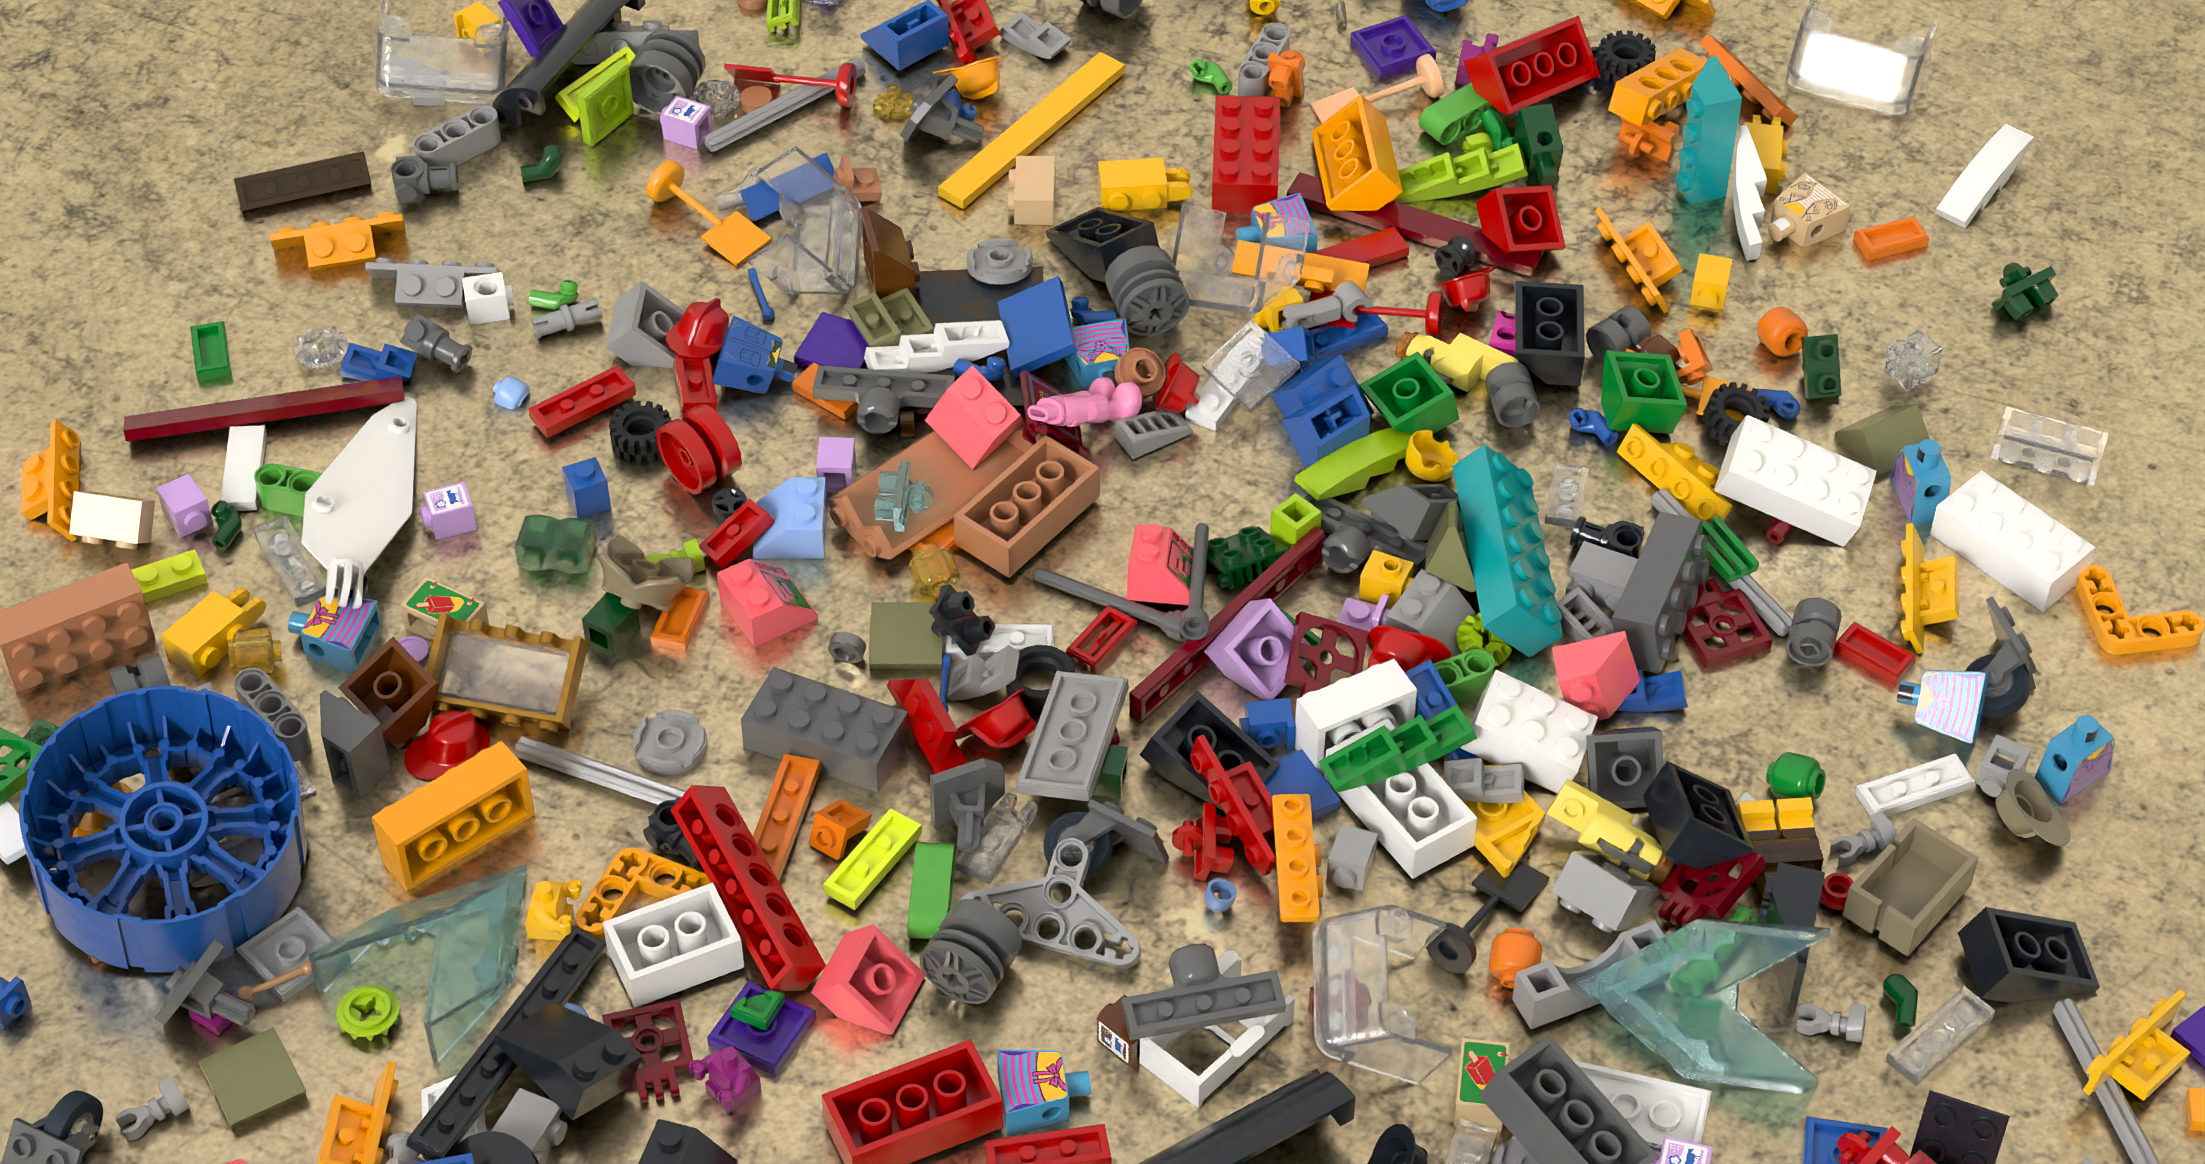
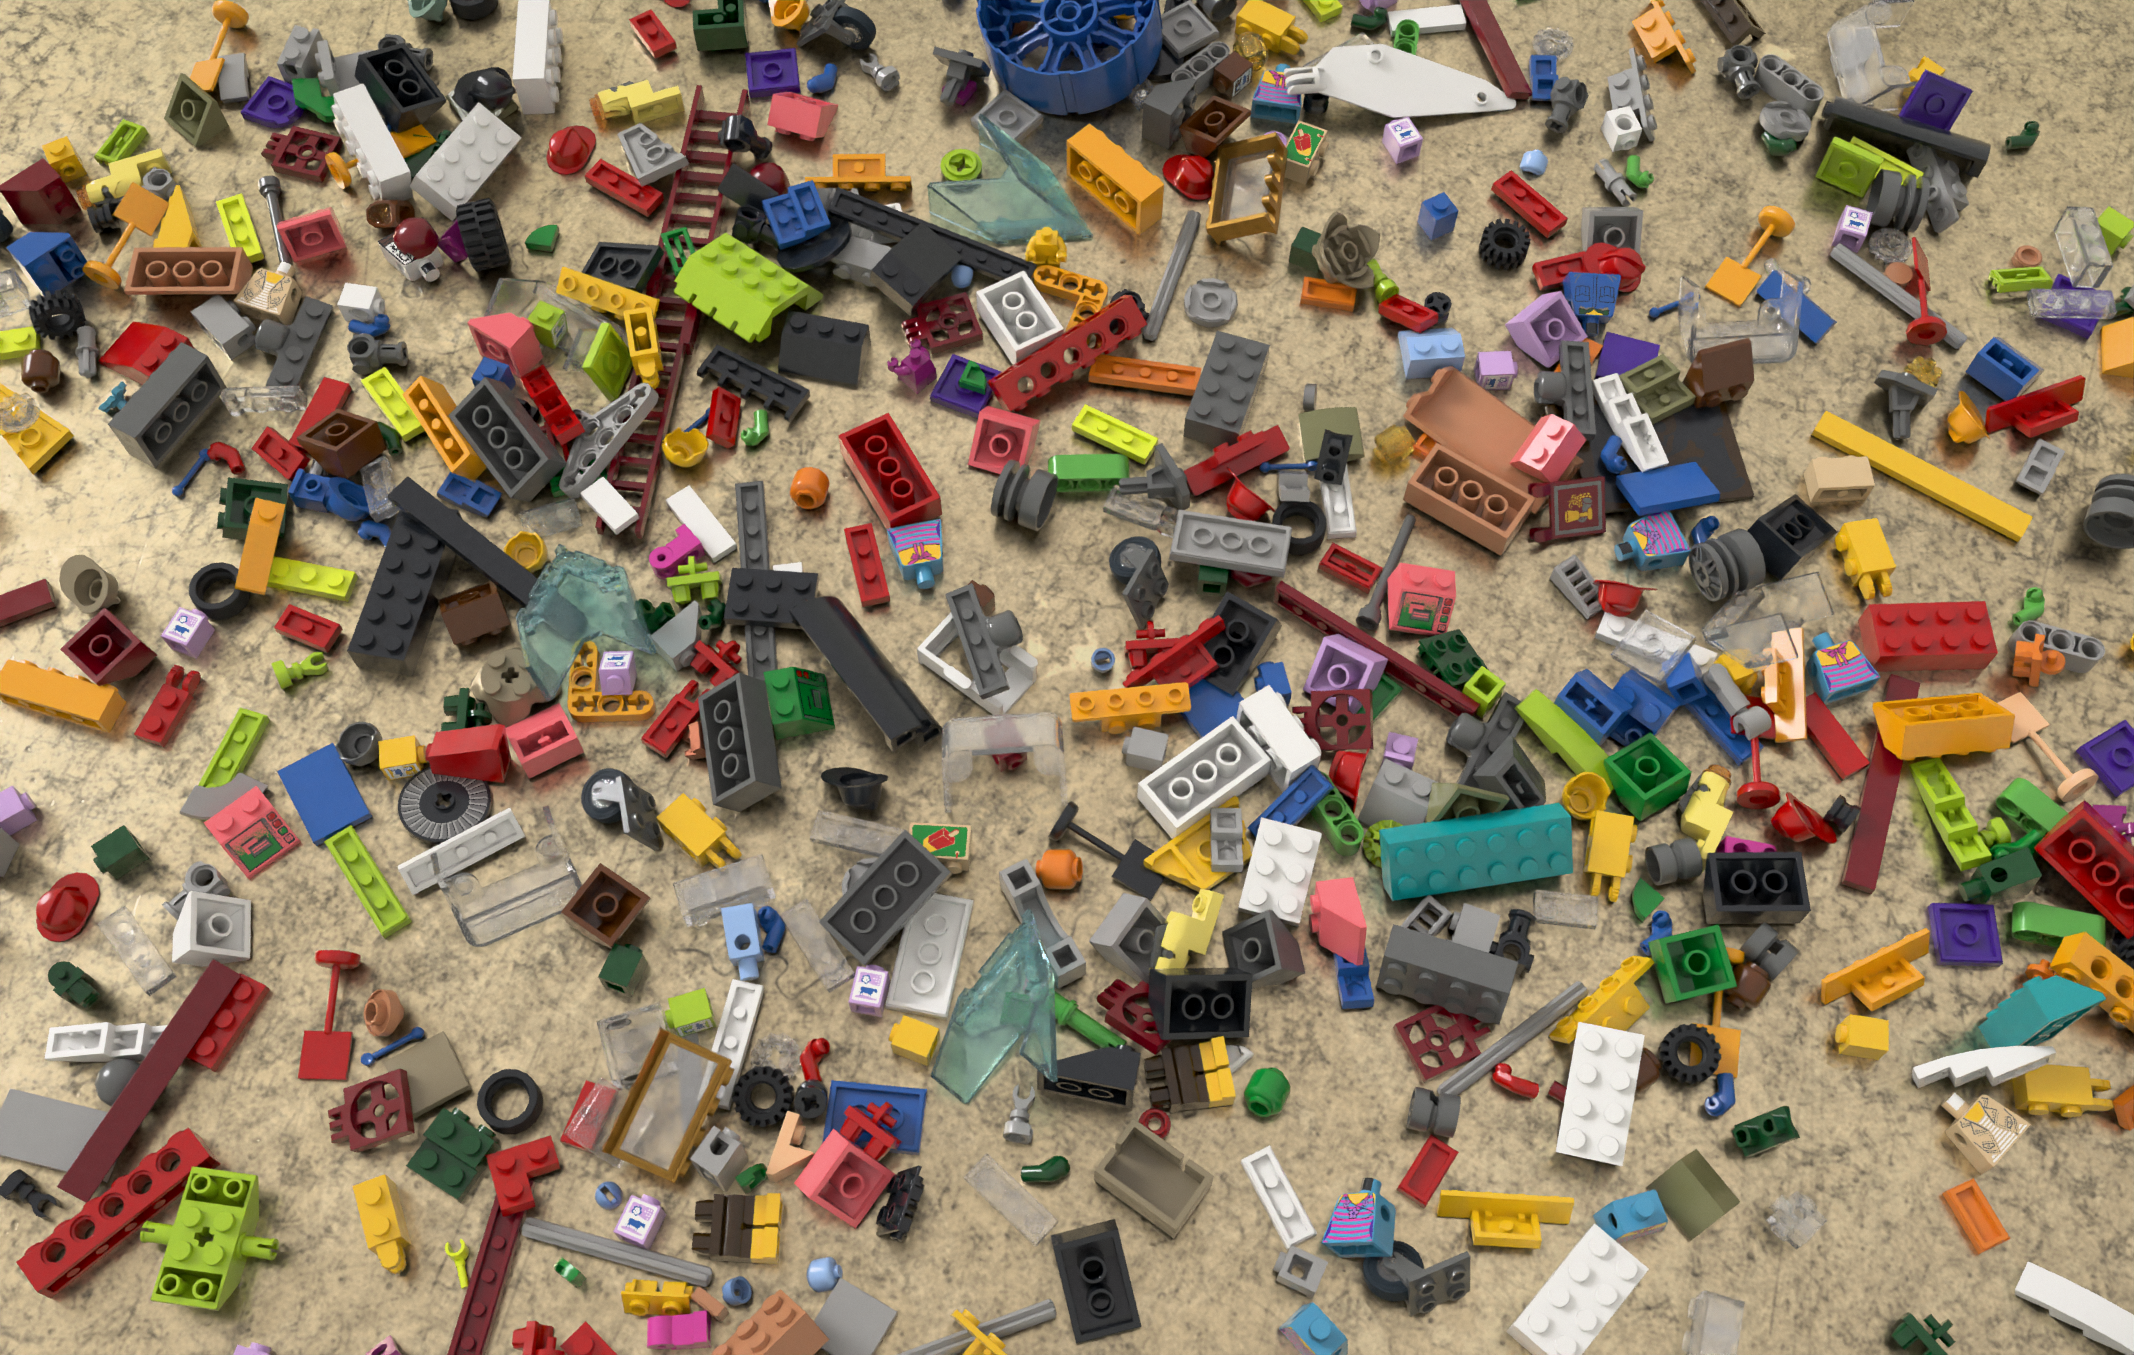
camera: 85 degrees right, 15 degrees up
(247, 993) = (968, 100): medium nougat hinge -> none
(252, 1077) = (905, 114): olive slope -> none
(290, 675) = (1232, 75): none -> reddish brown brick
(510, 153) = (1784, 121): none -> light grey tile
(555, 544) = (1380, 205): clear green brick -> none
(698, 449) = (1481, 274): red wheel -> none
(763, 600) = (1349, 340): coral slope -> none
(781, 407) = (1543, 327): none -> lavender slope
(835, 825) = (1142, 409): orange bracket -> none
(860, 181) = (1813, 352): nougat bracket -> none
(906, 496) = (1461, 414): clear light blue hips -> none
(963, 111) = (1926, 415): blue arm -> none
(999, 261) = (1744, 474): light grey tile -> none
(1074, 915) = (1071, 563): light grey beam -> none
(1092, 406) = (1576, 525): bright pink piece -> none
(1141, 368) = (1631, 566): nougat plate -> none
(1194, 620) = (1355, 616): dark grey piece -> none
(1385, 576) = (1441, 762): yellow brick -> none
(1398, 751) = (1231, 764): green slope -> none
(1504, 436) = (1609, 850): none -> yellow hinge
(1521, 219) = (1892, 865): red slope -> none
(1552, 429) = (1645, 899): none -> green tile
(1586, 122) = (2050, 924): none -> bright green beam
(1588, 188) = (1965, 934): none -> dark purple tile
(1692, 351) = (1750, 1013): orange bracket -> none
(1729, 548) = (1537, 1020): green tile -> none
(1746, 1121) = (914, 1040): none -> yellow brick
(1774, 564) = (1514, 1084): none -> red arm
(1782, 331) = (1810, 1100): orange head -> none
(1880, 833) = (1218, 1162): light grey piece -> none
(2028, 810) = (1249, 1293): dark tan piece -> none

